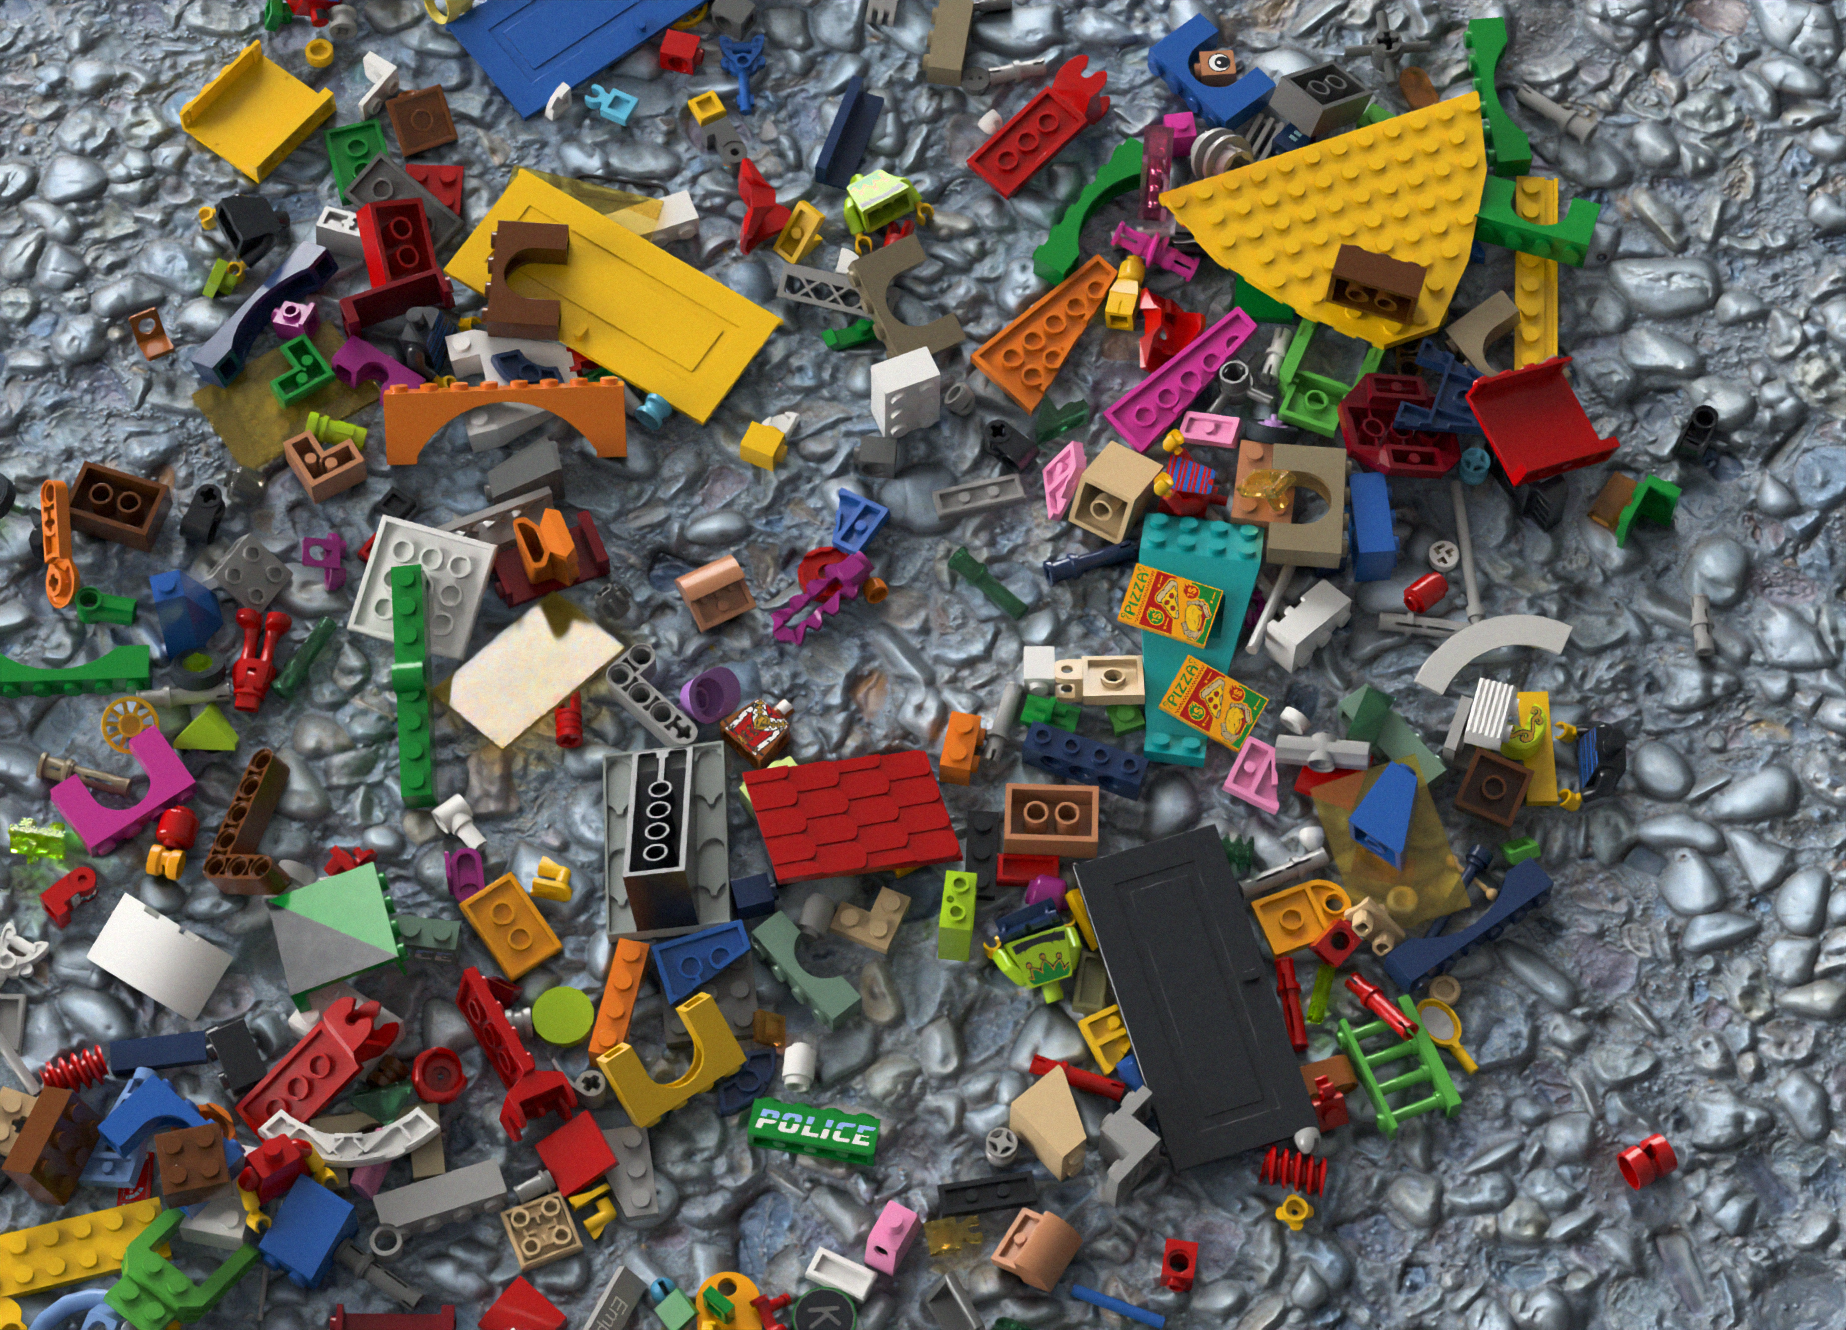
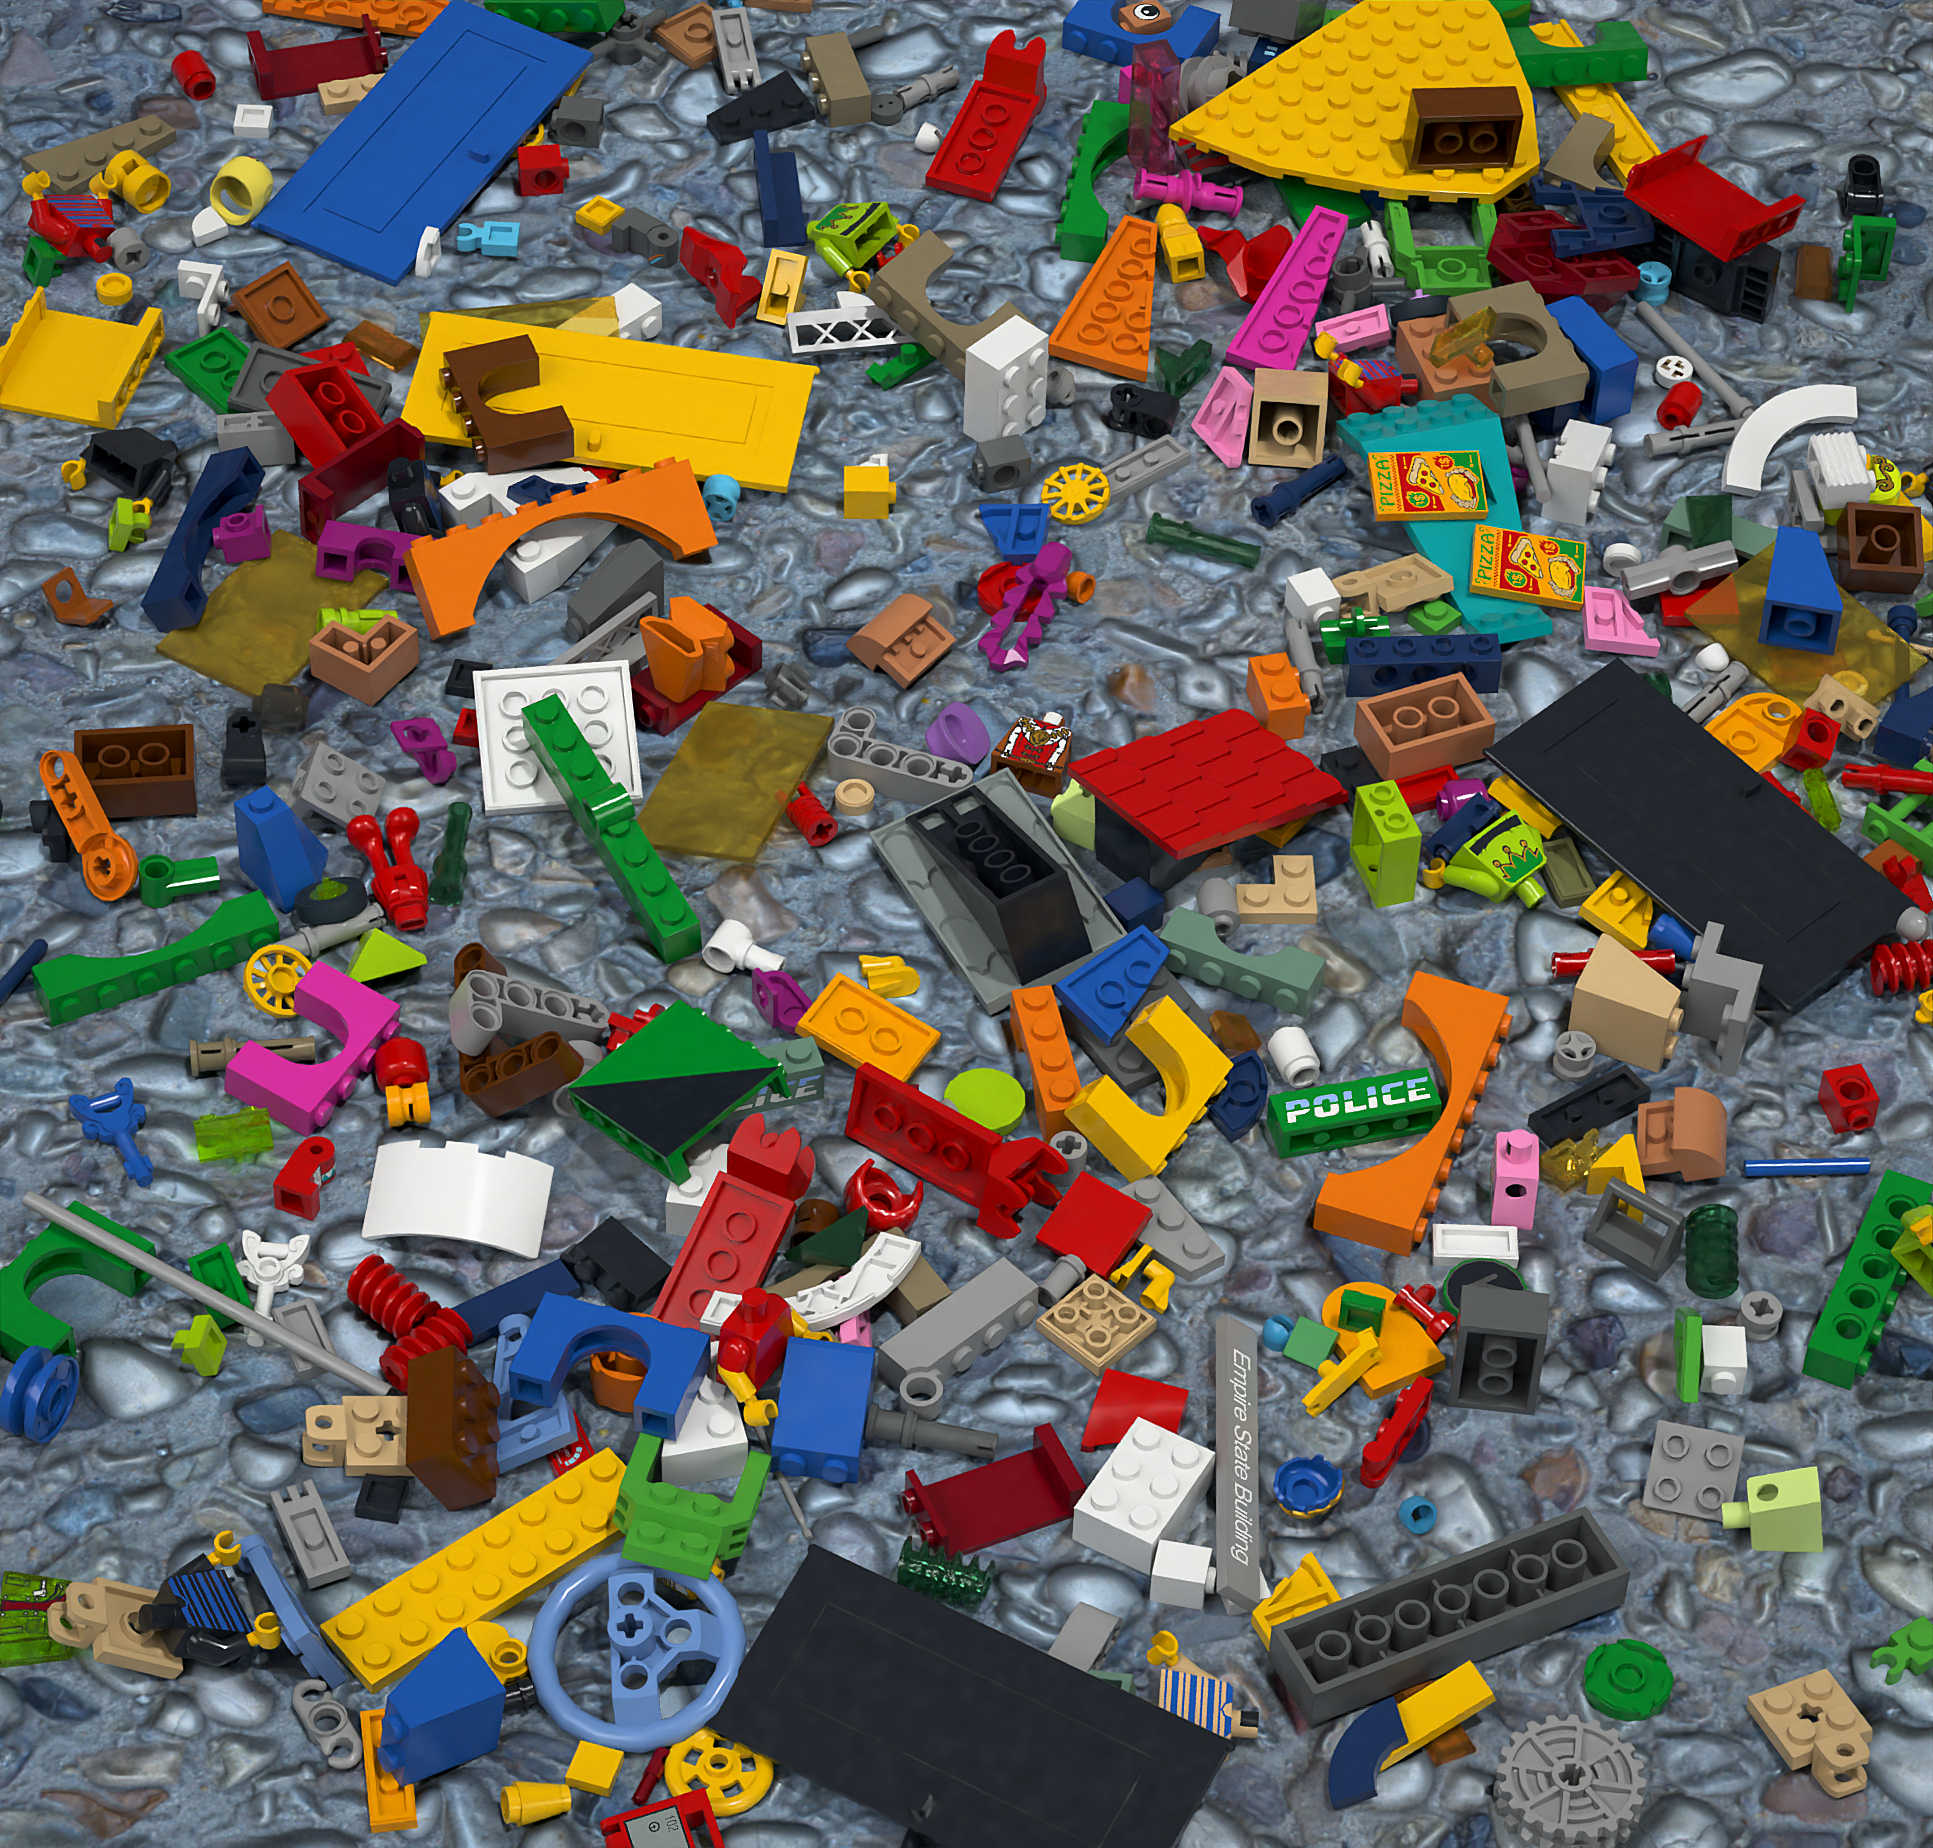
camera: 25 degrees left, 15 degrees down
(73, 1020) = (389, 1297): none -> red piece
(194, 1165) = (663, 1358): reddish brown brick -> none
(274, 829) = (502, 1004): none -> light grey beam
(308, 374) = (287, 580): green brick -> none
(413, 18) = (208, 227): none -> white tile
(484, 175) = (382, 346): none -> clear orange tile
(613, 716) = (854, 797): none -> tan tile
(743, 66) = (616, 163): blue piece -> none
(800, 1216) = (1391, 1200): none -> orange arch
(880, 49) = (767, 107): none -> black wing
(918, 503) = (1076, 493): none -> yellow wheel
(974, 1259) = (1618, 1162): none -> yellow slope

